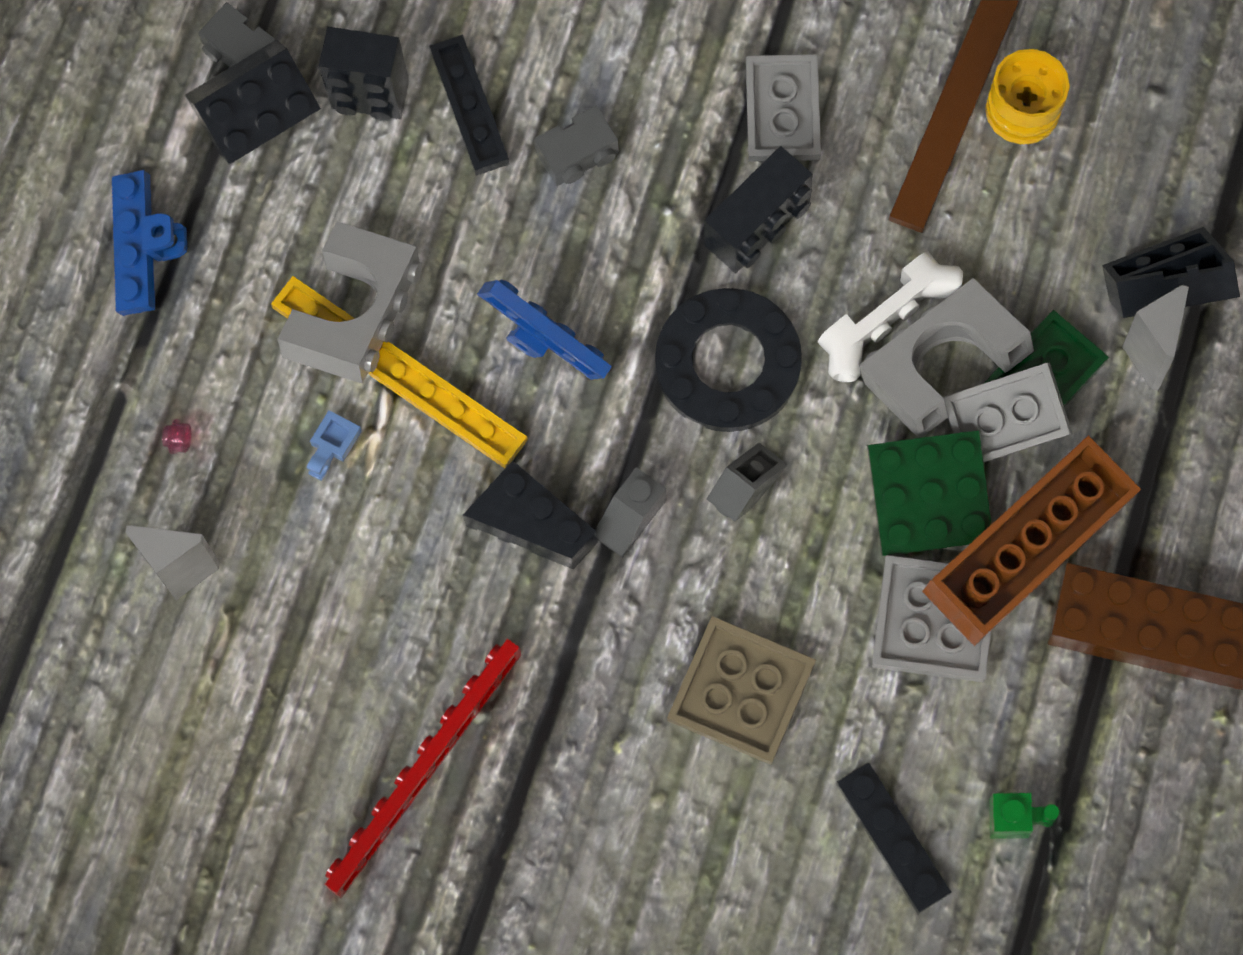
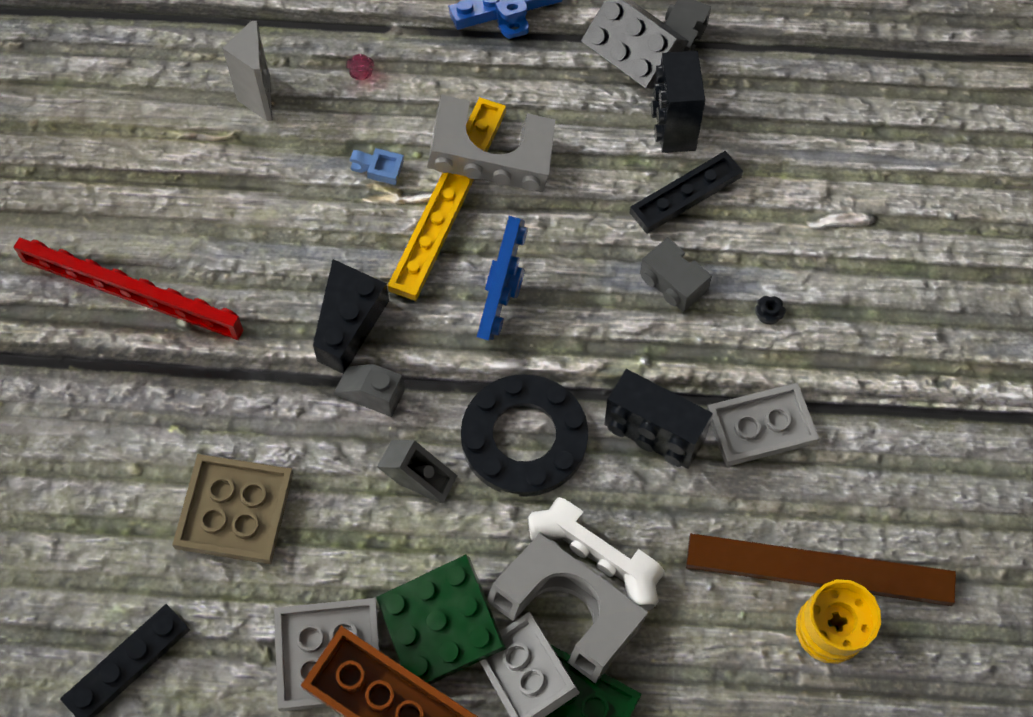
camera: 70 degrees right, 10 degrees down
(641, 67) = (767, 316): none -> black plate

